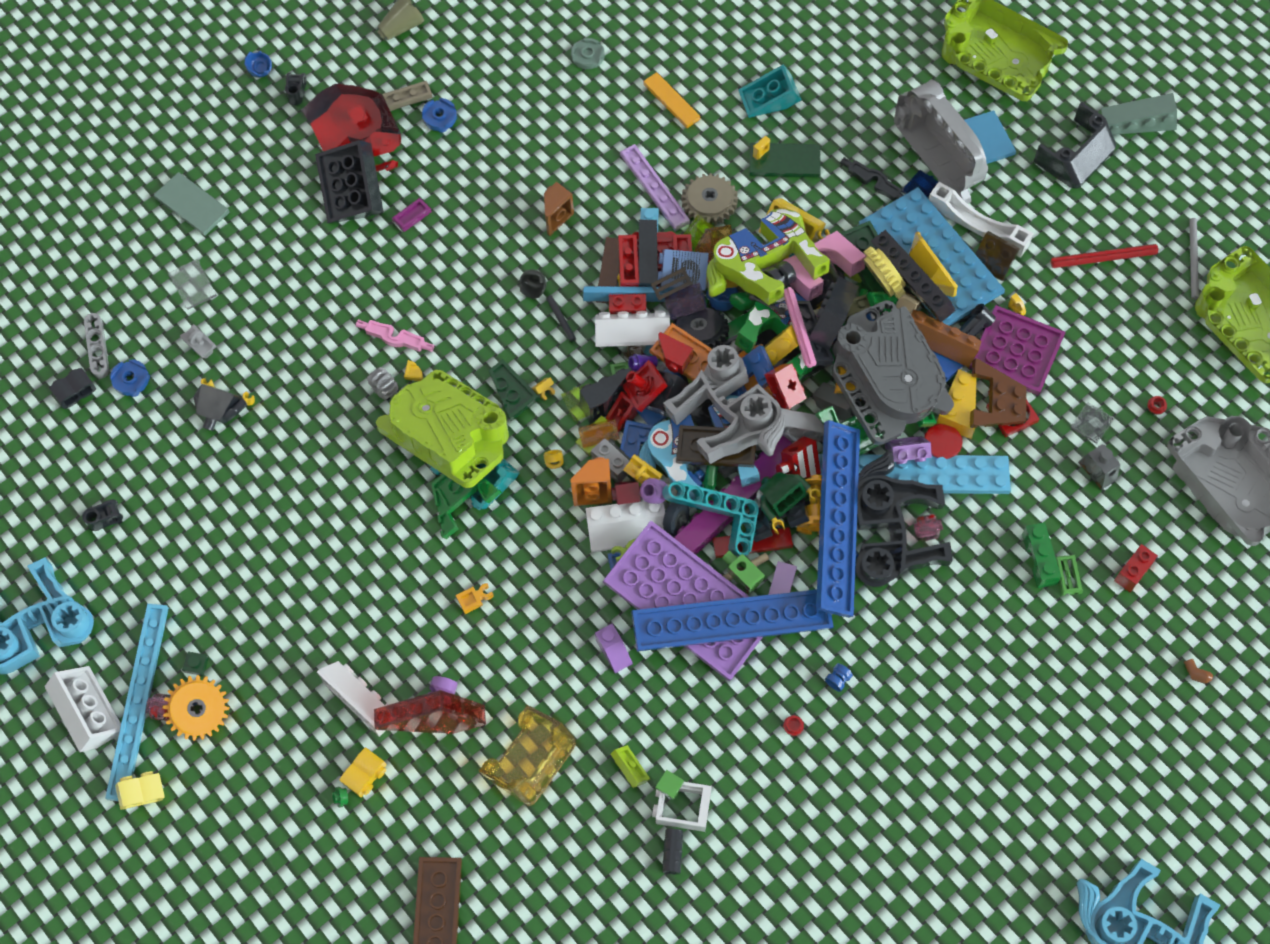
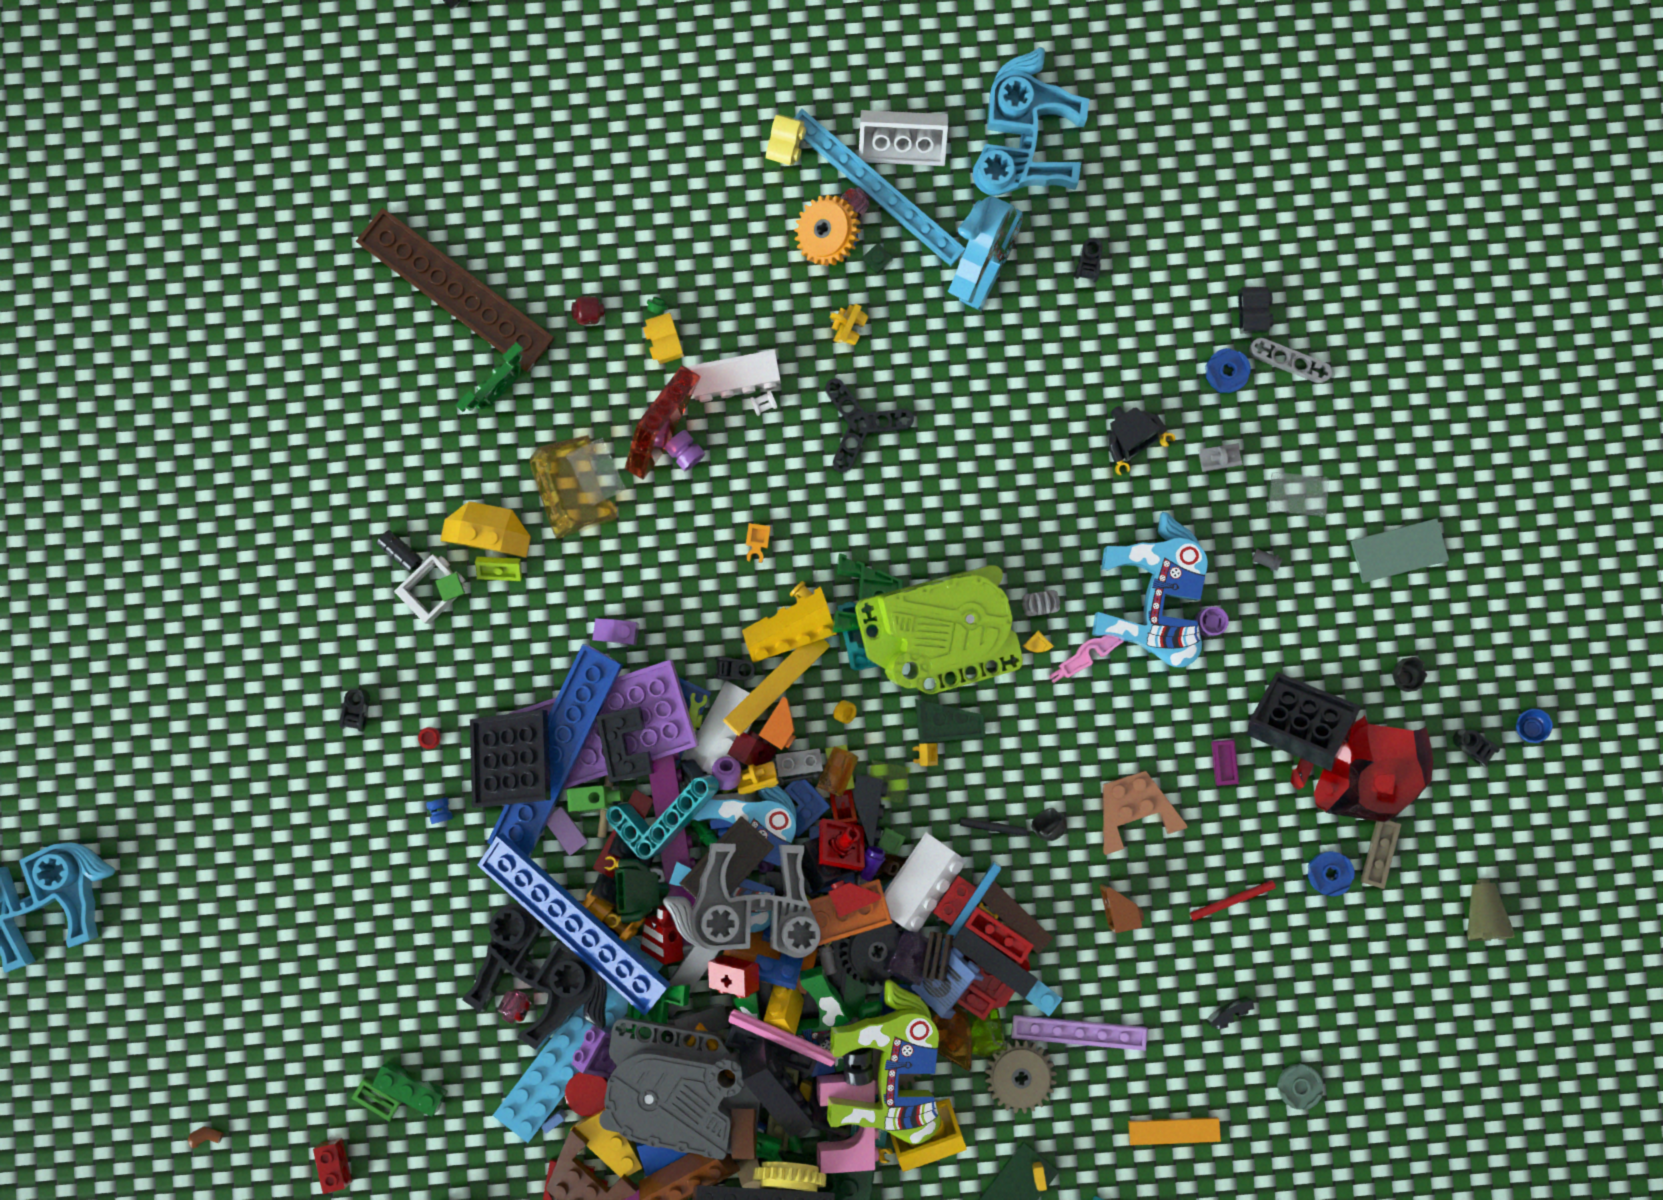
camera: 125 degrees right, 20 degrees up
(146, 567) = (991, 236): none -> medium azure animal
(252, 272) = (1267, 559): none -> dark grey pin
(261, 648) = (844, 322): none -> yellow hips
(274, 148) = (1409, 674): none -> pearl dark grey hair
(299, 315) = (1177, 572): none -> animal
(320, 276) = (1212, 621): none -> medium lavender wheel
(327, 586) = (856, 415): none -> black piece
(364, 665) = (756, 401): none -> white bush
(380, 847) = (587, 310): none -> dark red head
(479, 251) = (1131, 800): none -> nougat wing
(479, 868) = (490, 391): none -> green wing
(490, 539) = (800, 591): none -> yellow bush
(499, 156) = (1232, 900): none -> red bar
(503, 746) = (595, 471): none -> clear piece
(520, 527) = (790, 627): none -> yellow wedge
(566, 508) = (774, 685): none -> yellow tile
(575, 115) = (1224, 1015): none -> black slope
(580, 551) = (732, 669): none -> black piece
(608, 800) = (487, 529): none -> yellow wedge
(684, 586) = (612, 734): none -> black plate
(761, 648) = (510, 759): none -> black plate
(819, 791) = (355, 711): none -> black piece
(882, 305) = (743, 1134): none -> reddish brown slope
(979, 448) = (554, 1120): none -> medium blue tile

